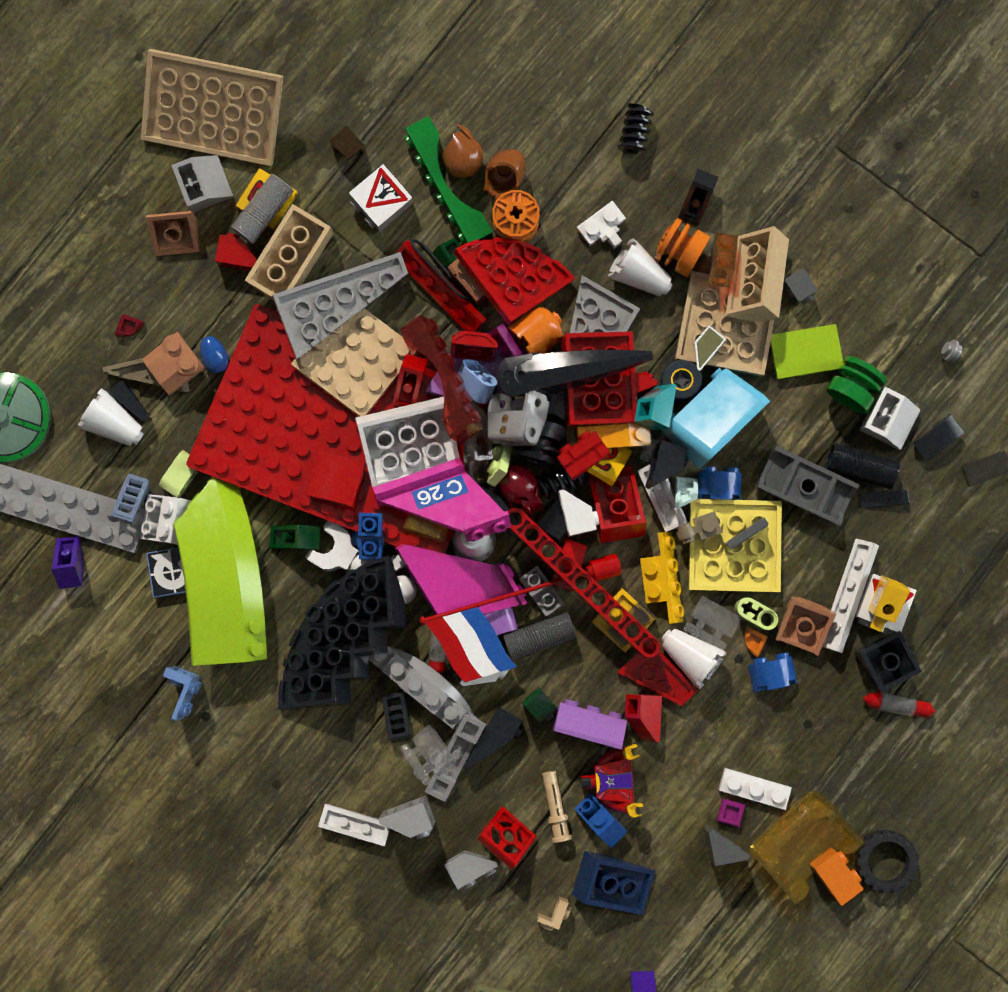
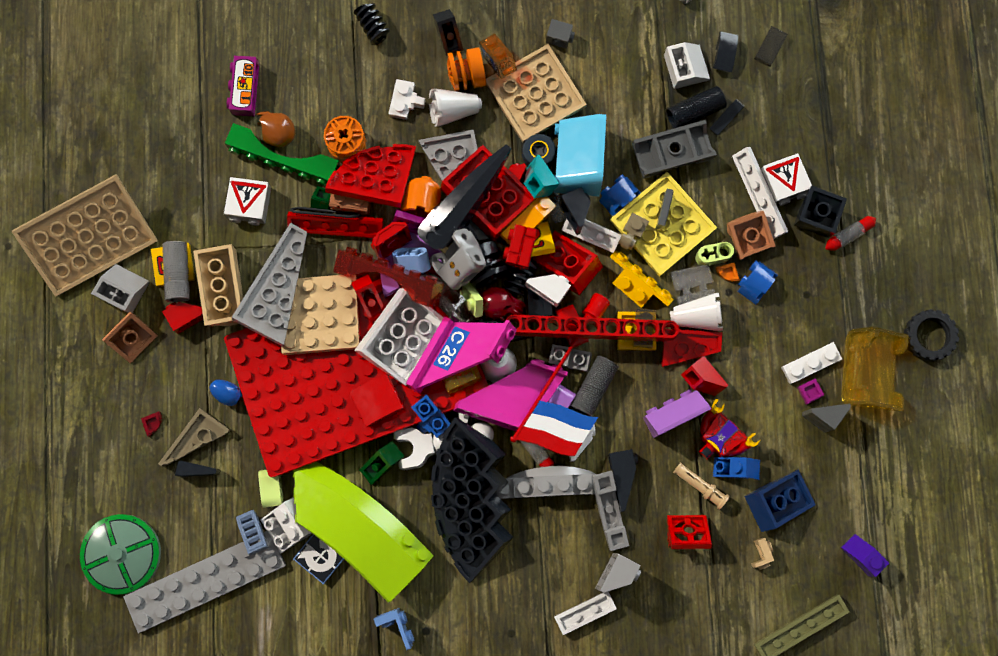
camera: 45 degrees left, 5 degrees down
(68, 562) = (246, 611): dark purple slope -> none
(110, 420) = (194, 493): white cone -> none
(173, 363) = (203, 419): nougat slope -> none
(347, 143) = (195, 184): dark brown panel -> none
(393, 738) = (560, 534): black slope -> none
(434, 752) = (594, 519): clear plate -> none
(468, 88) = (243, 86): none -> brick
(469, 866) = (681, 574): light grey slope -> none
(504, 172) = (313, 117): dark orange helmet -> none
(540, 705) = (633, 429): dark green slope -> none
(685, 491) = (602, 216): light aqua tile -> none
(707, 345) = (536, 116): olive tile -> none
(758, 276) = (531, 48): tan slope -> none
(806, 351) = (599, 69): lime tile -> none
(836, 875) = (910, 371): orange brick -> none
(858, 383) = (648, 61): green wheel -> none
(890, 593) = (788, 173): yellow torso -> none

